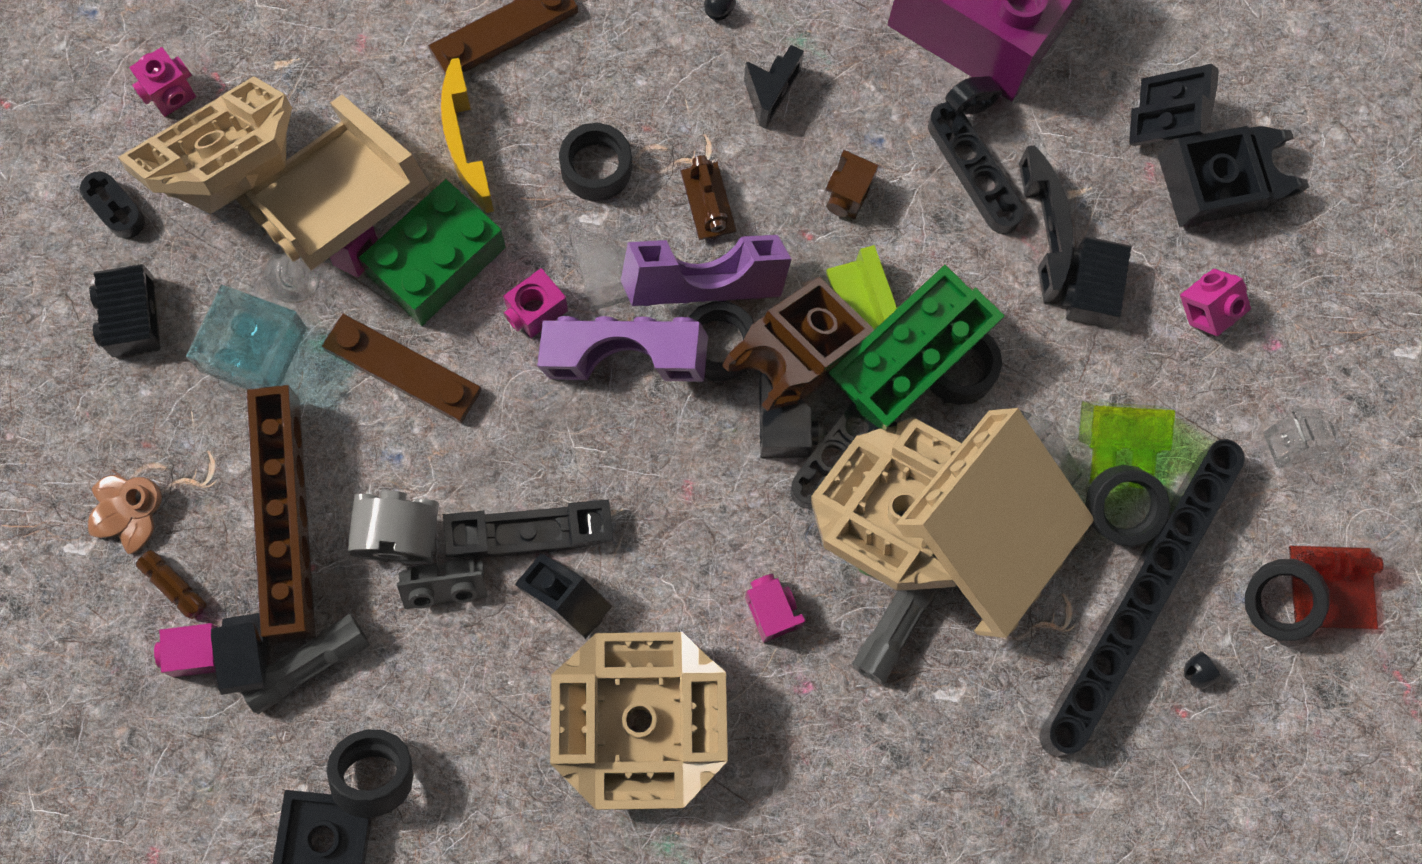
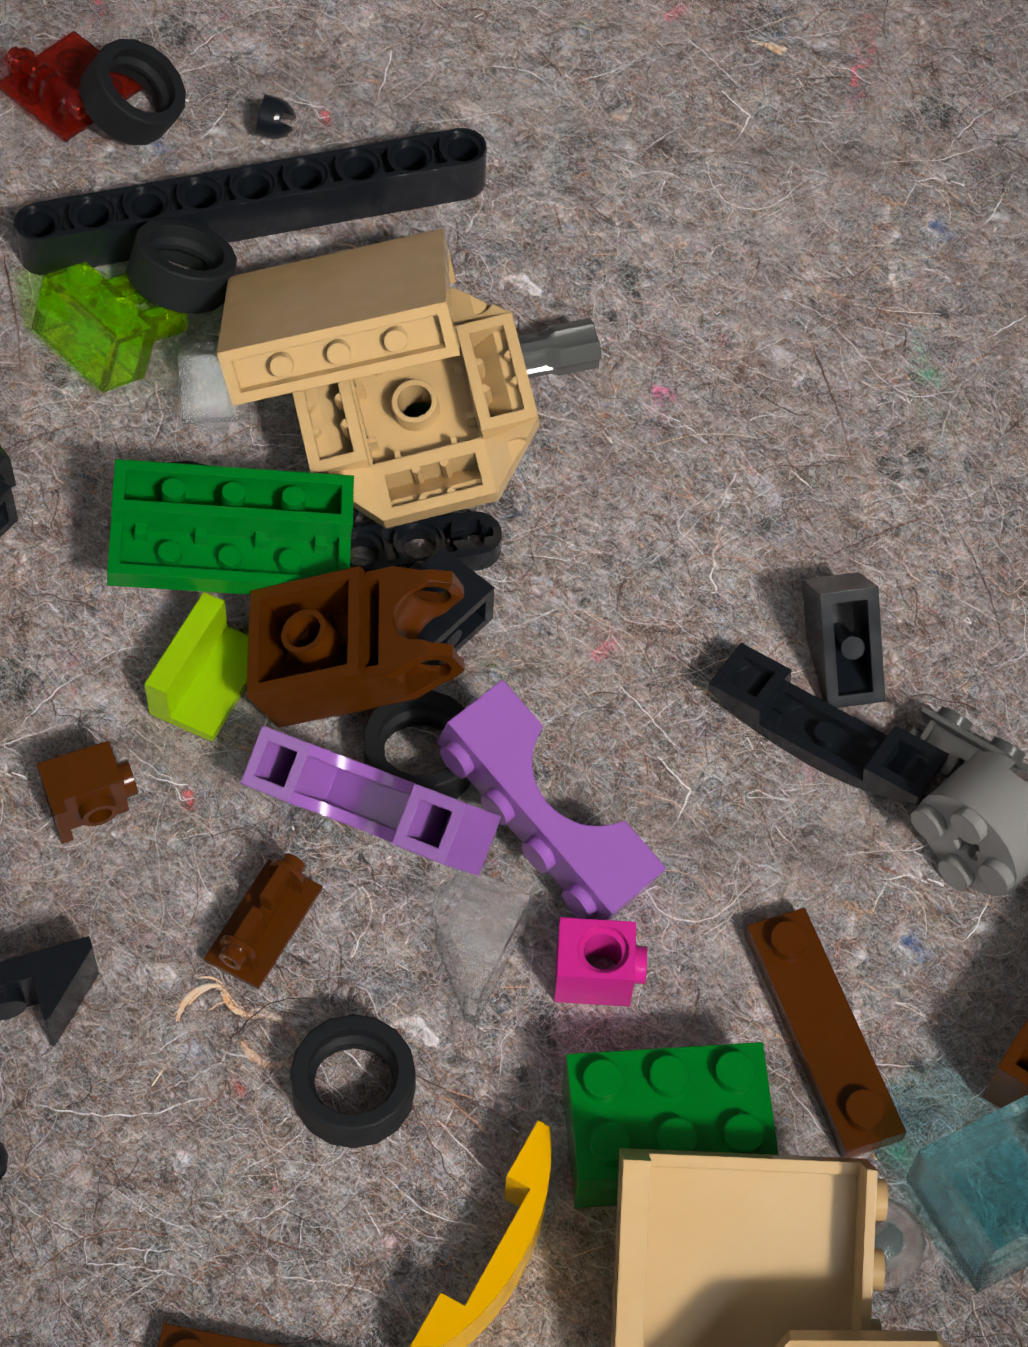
camera: 135 degrees left, 15 degrees down
(630, 673) = (868, 450): tan piece -> none
(772, 608) = (632, 457): dark pink brick -> none

